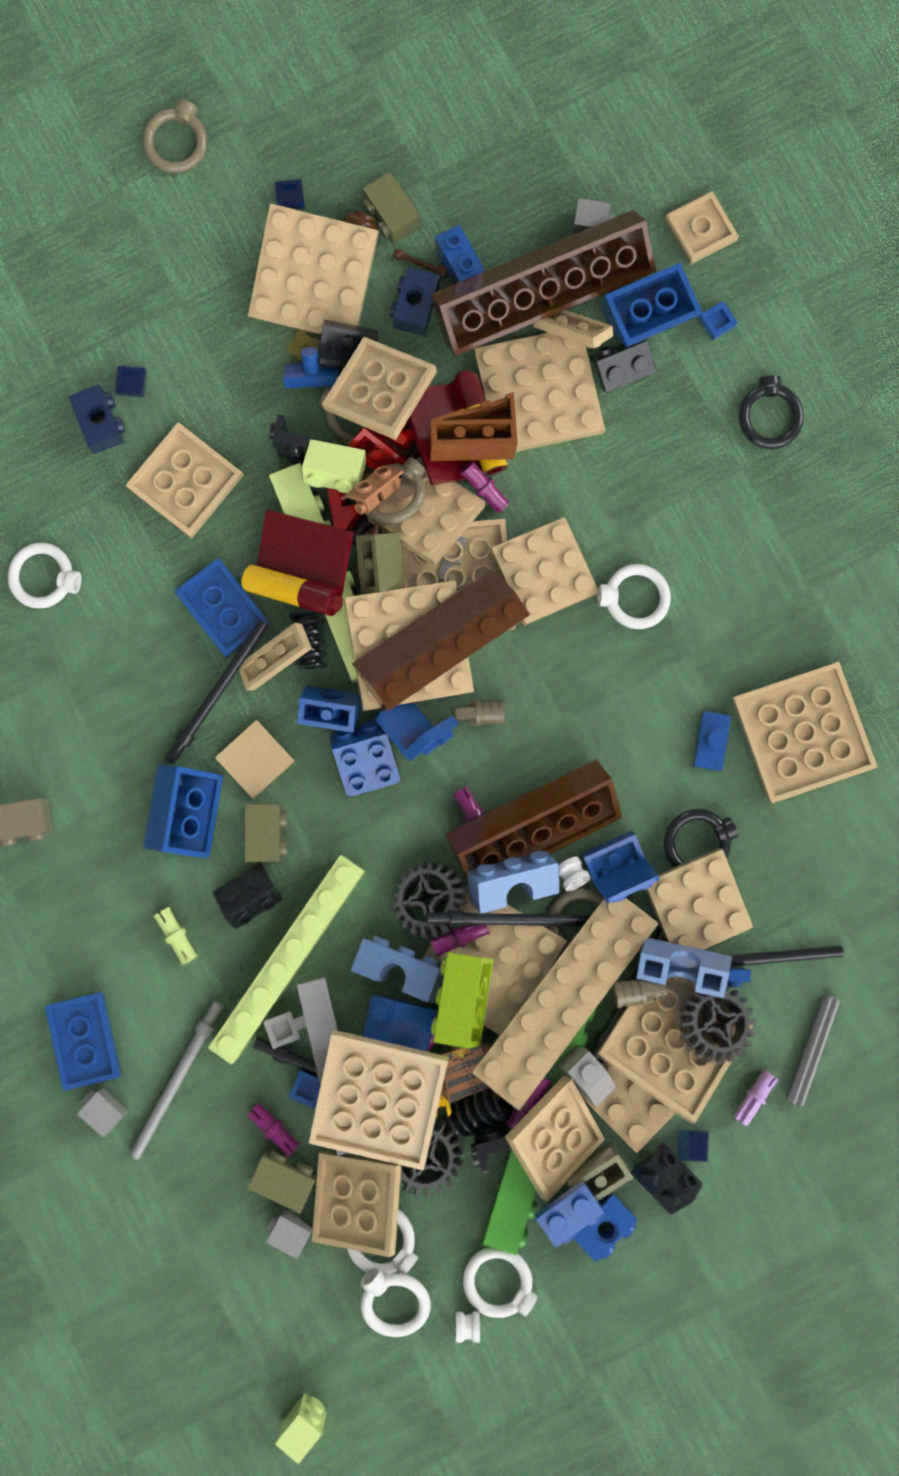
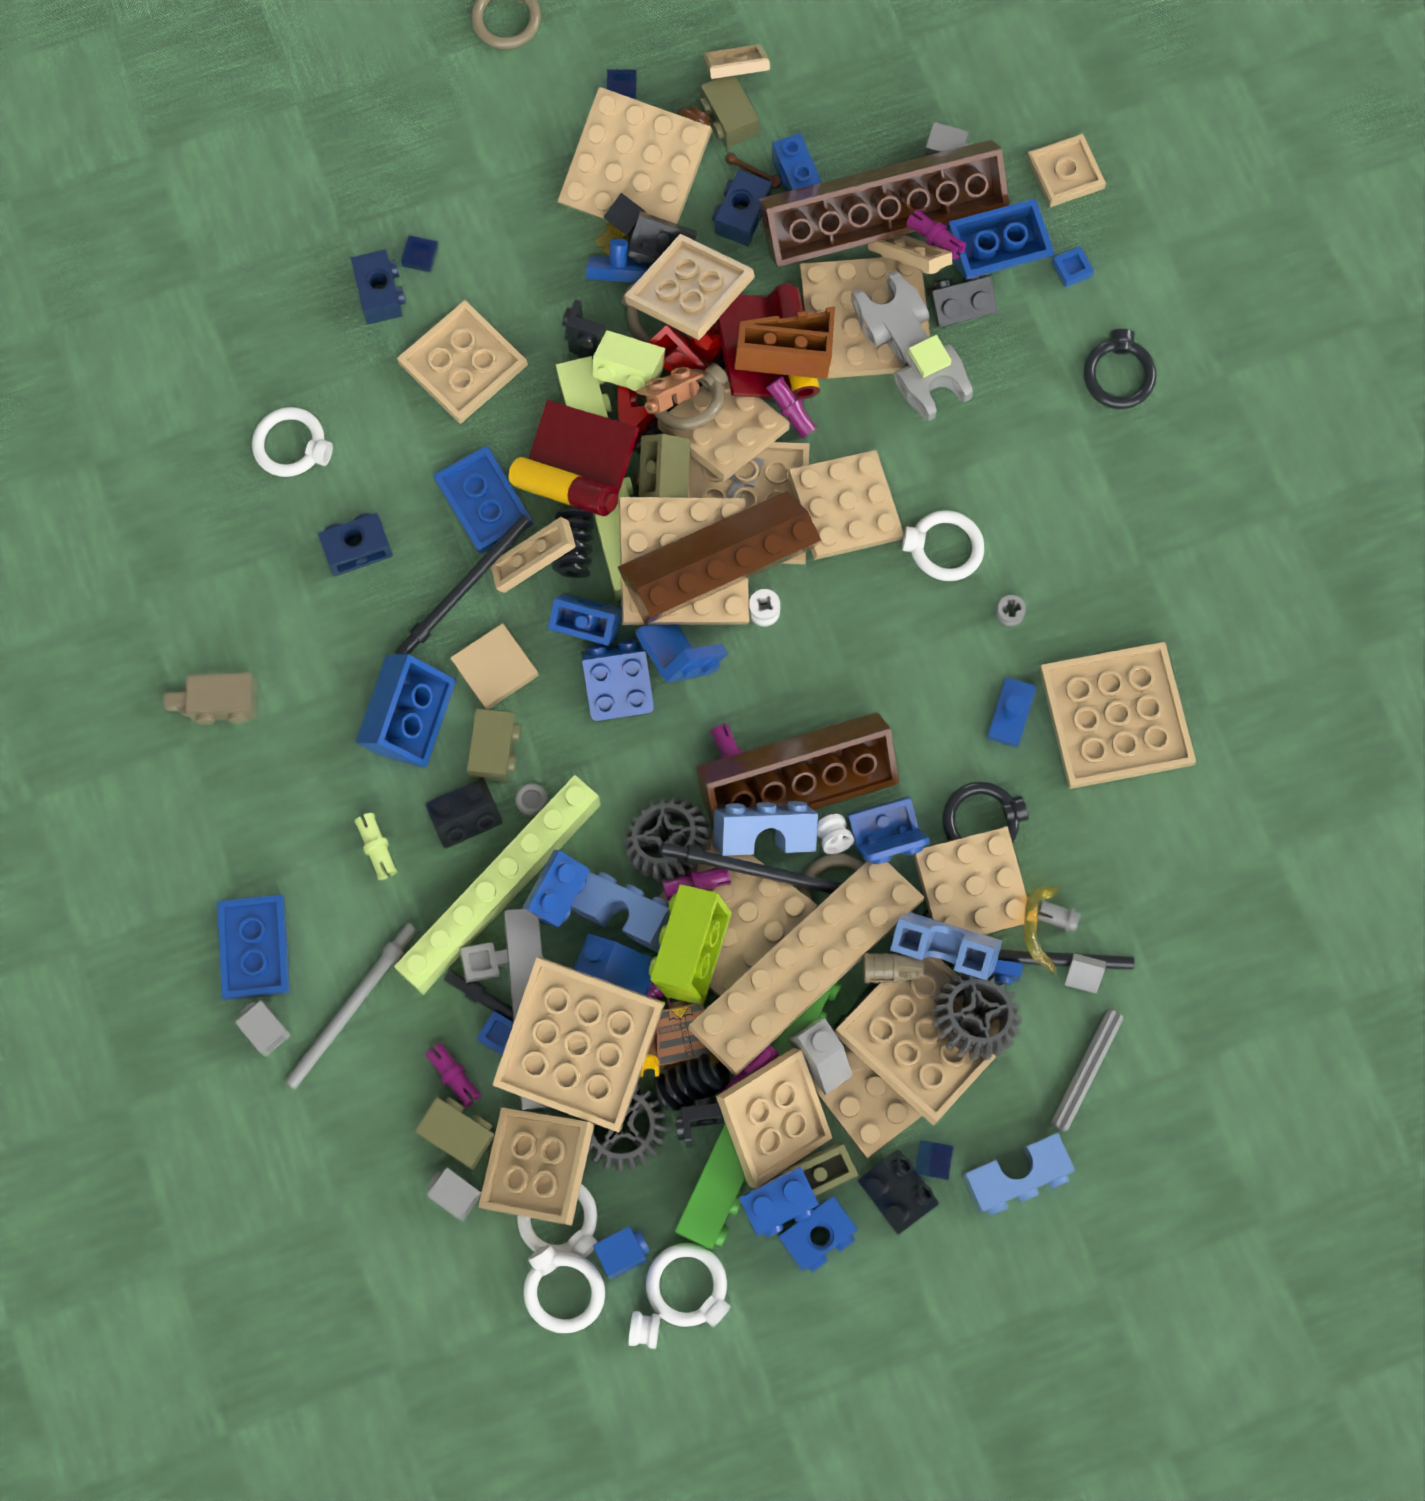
camera: 10 degrees right, 10 degrees down
(131, 663) = (371, 549): none -> dark blue brick
(301, 1428) = (435, 1412): yellowish green brick -> none
(305, 876) = (531, 799): none -> light grey tile
(310, 322) = (623, 214): none -> black tile
(339, 963) = (556, 889): none -> blue bracket
(391, 160) = (736, 61): none -> tan tile
(440, 1269) = (621, 1252): none -> blue brick
(482, 680) = (762, 614): none -> white wheel
(482, 713) = (755, 647): dark tan hinge -> none
(573, 401) = (901, 328): none -> light grey piece
(594, 308) = (936, 233): none -> magenta pin
(604, 427) = (929, 356): none -> yellowish green tile
(707, 654) = (1004, 618): none -> light grey bush
(752, 931) = (1030, 926): none -> clear yellow animal
(755, 1097) = (1013, 1113): lavender axle -> none
(775, 919) = (1059, 916): none -> light grey pin
(789, 1142) = (1047, 1164): none -> medium blue arch
(803, 967) = (1085, 973): none -> light grey tile

